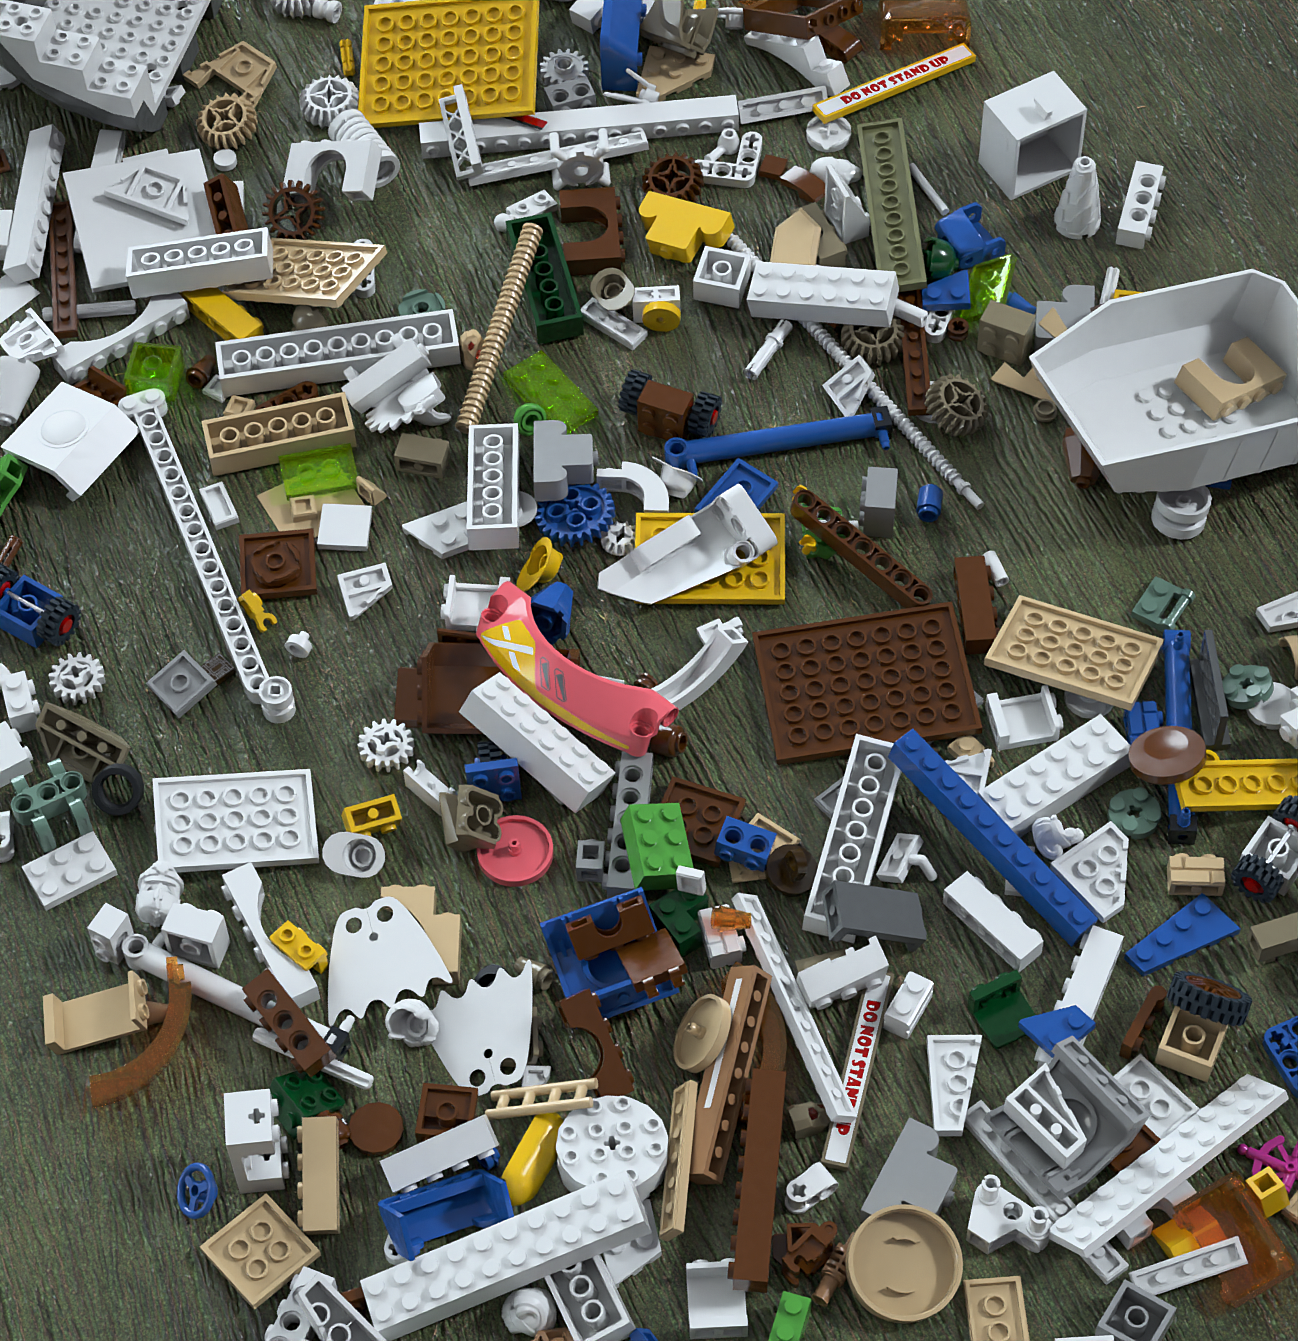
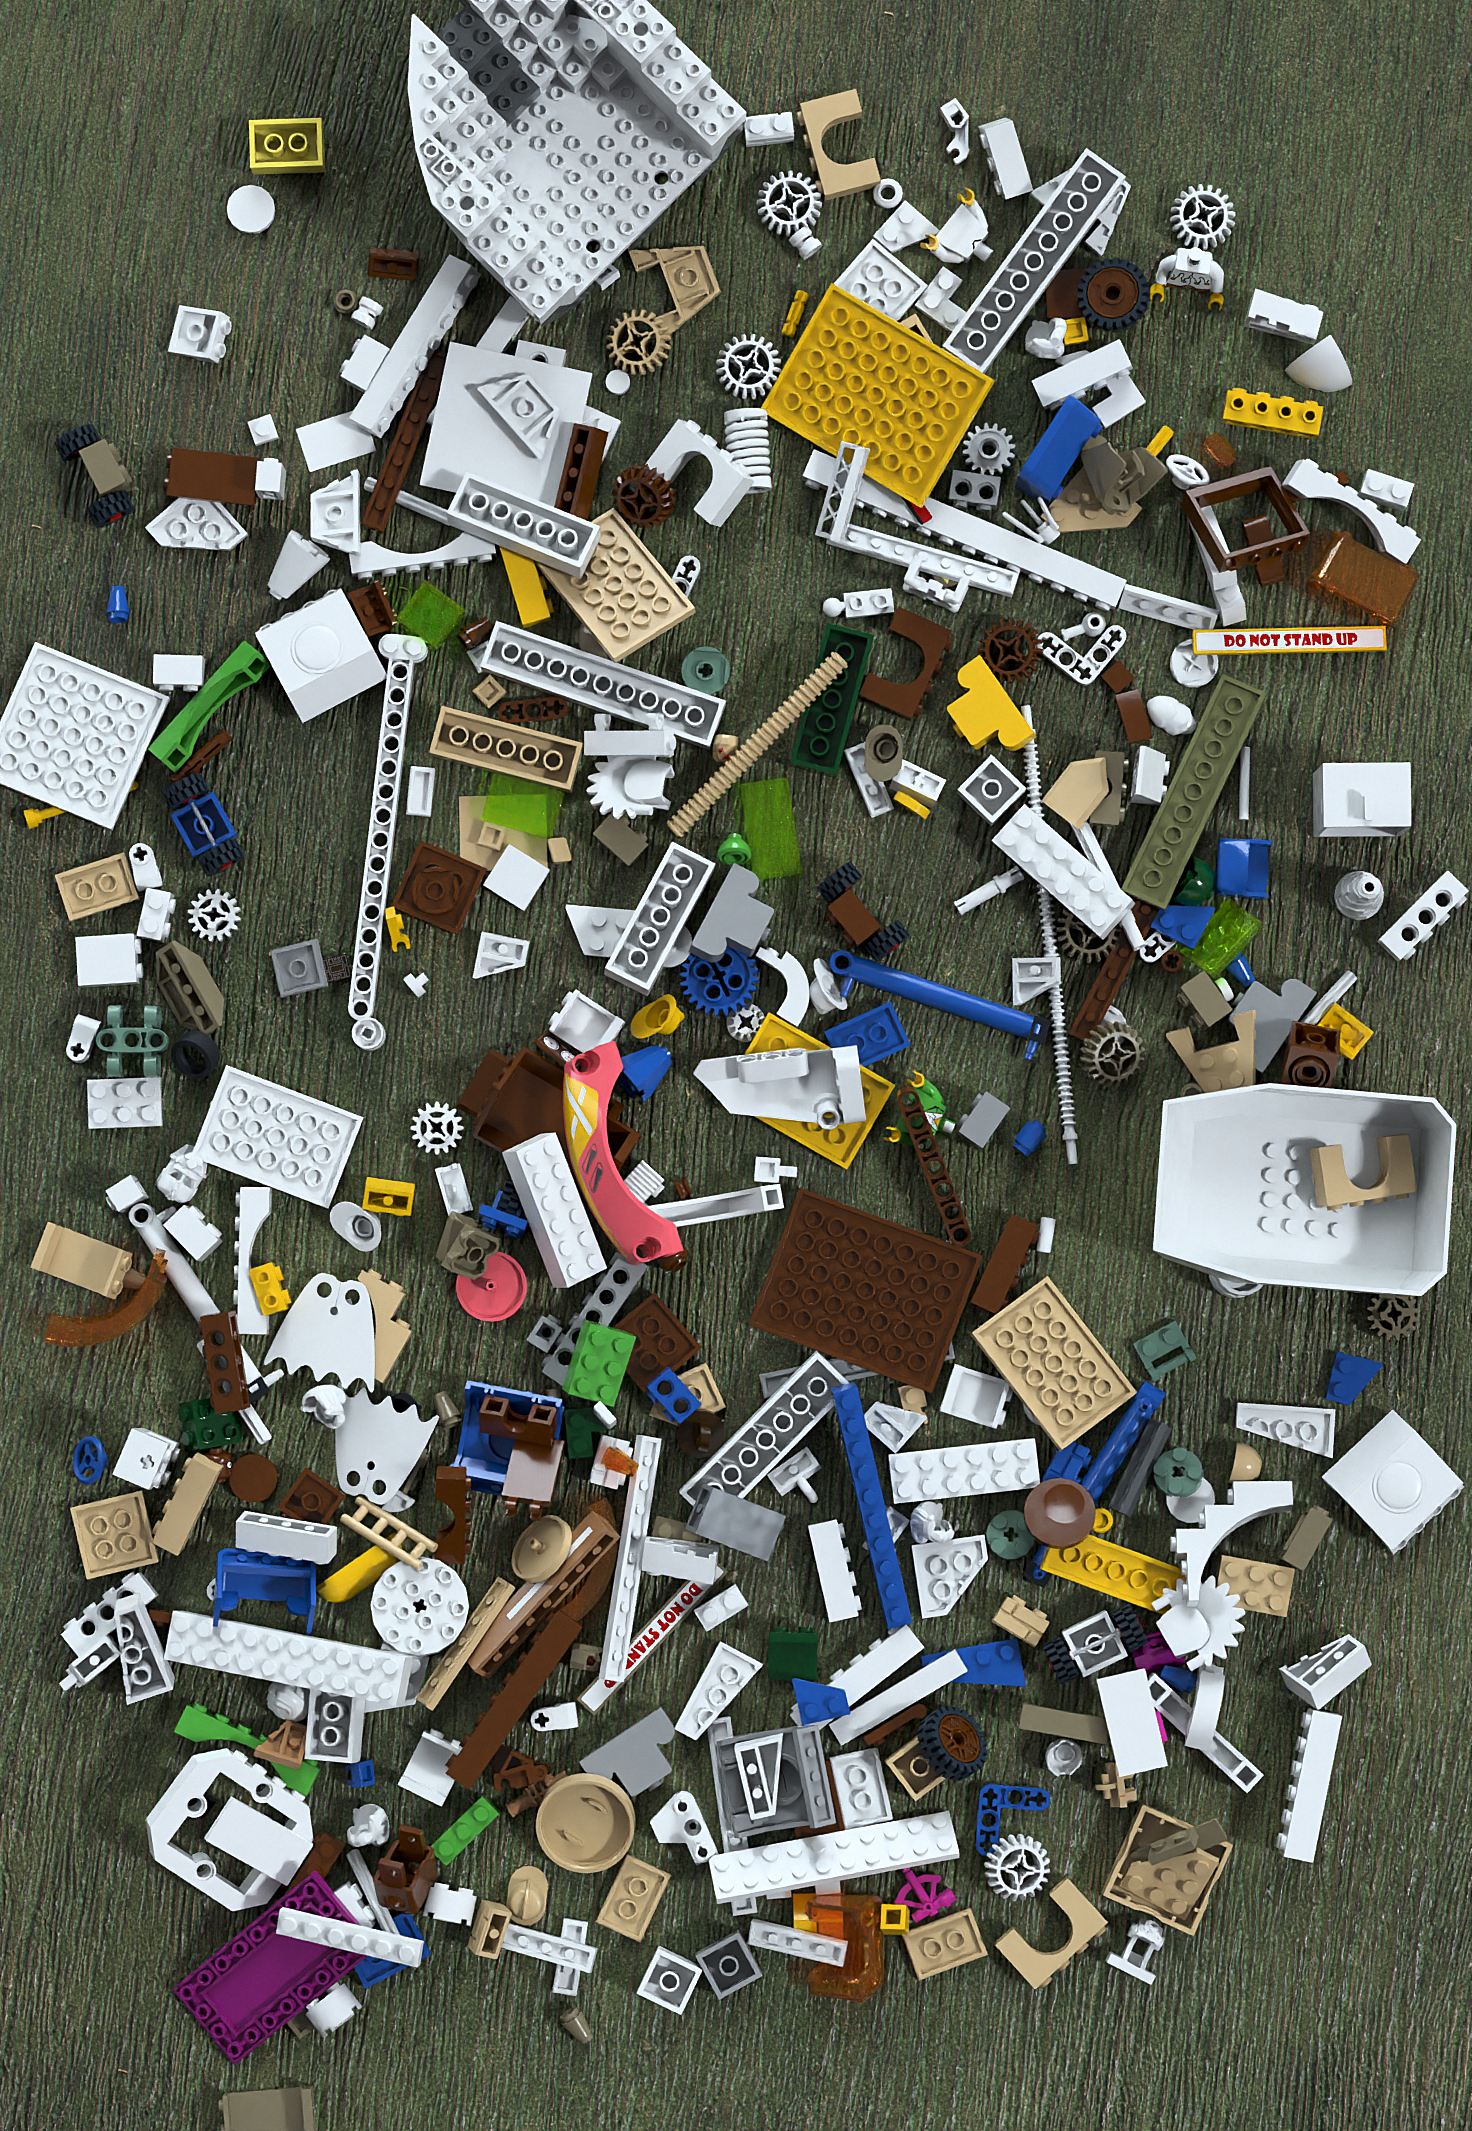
camera: 30 degrees right, 30 degrees up
(1130, 993) = (898, 1697): none -> white tile

